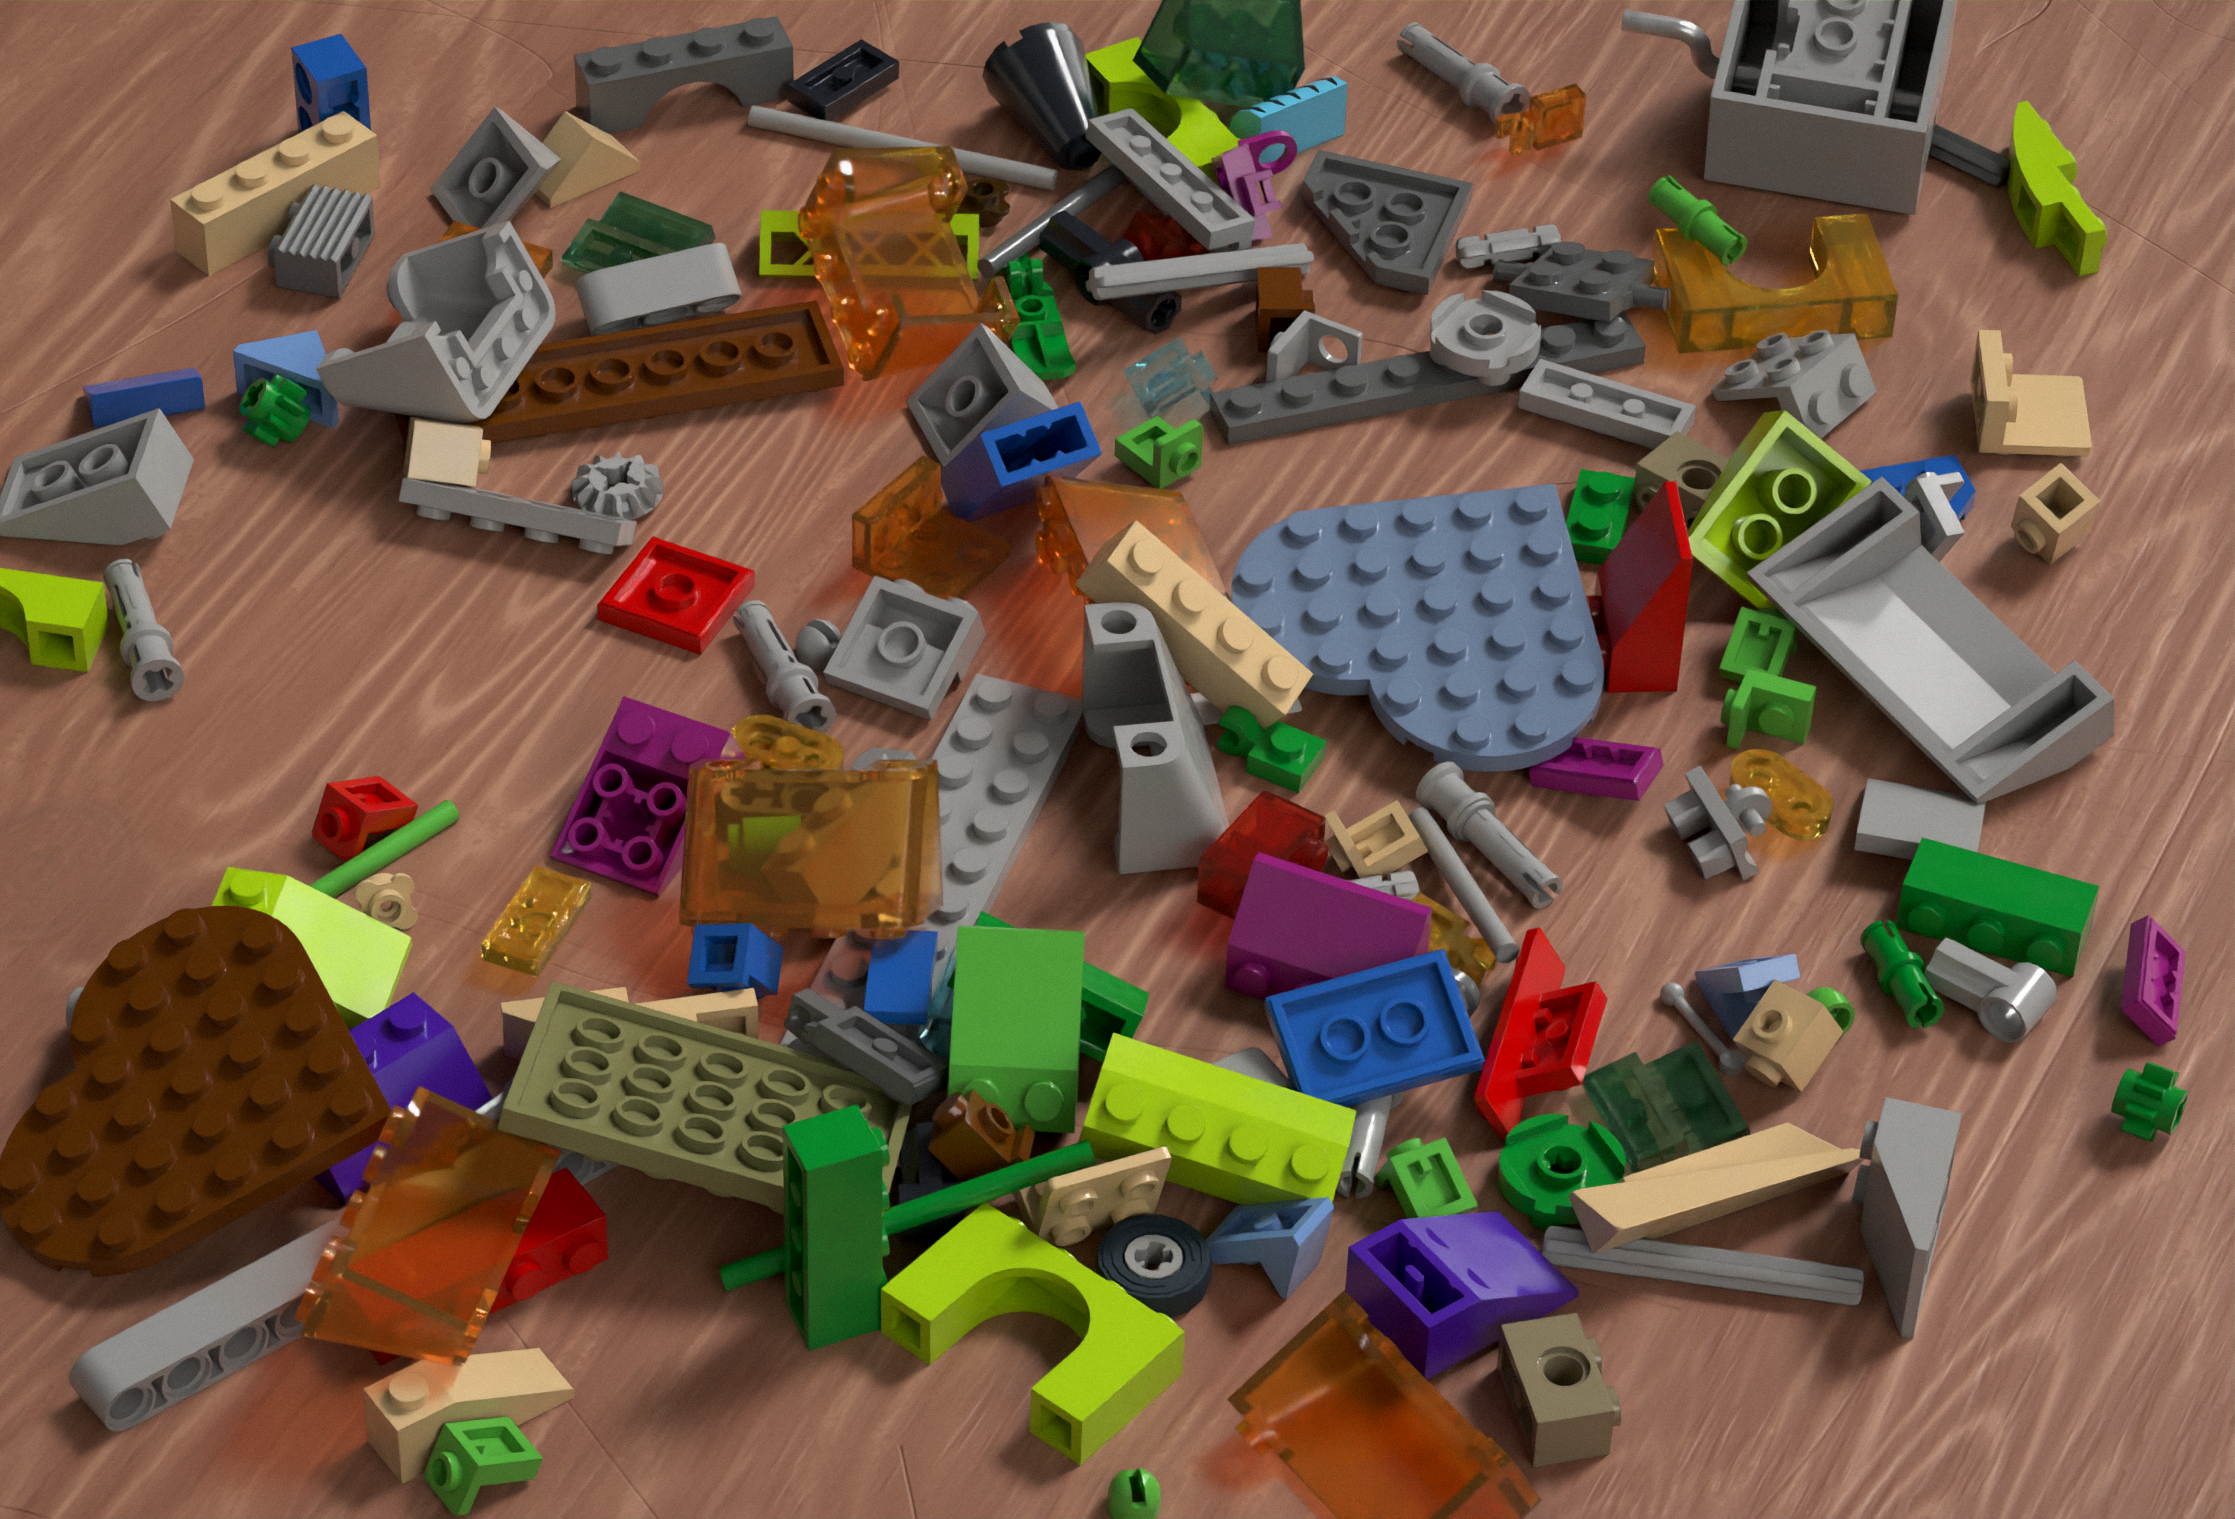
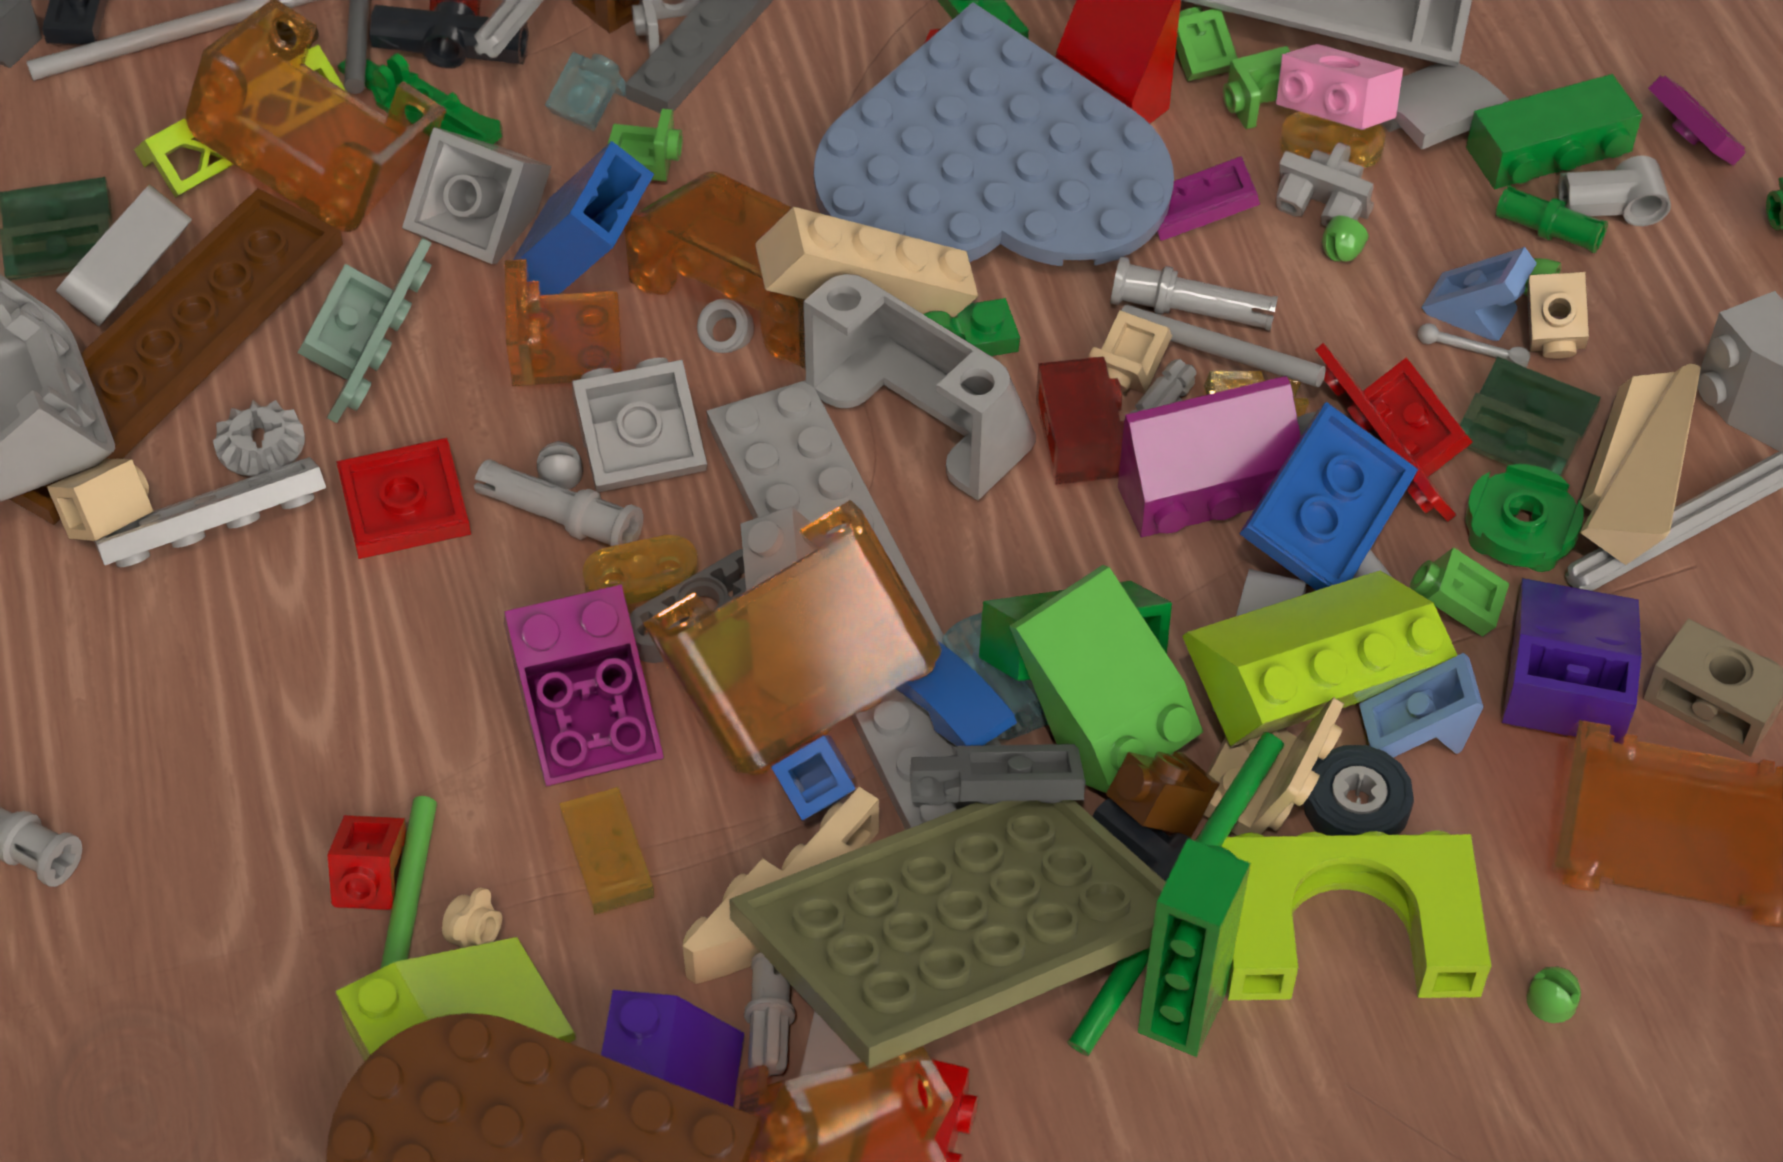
camera: 40 degrees left, 10 degrees up
(780, 443) = (353, 325): none -> sand green bracket
(1063, 614) = (724, 309): none -> light grey piece
(1685, 875) = (1344, 238): none -> bright green hinge
(1822, 746) = (1339, 86): none -> bright pink brick

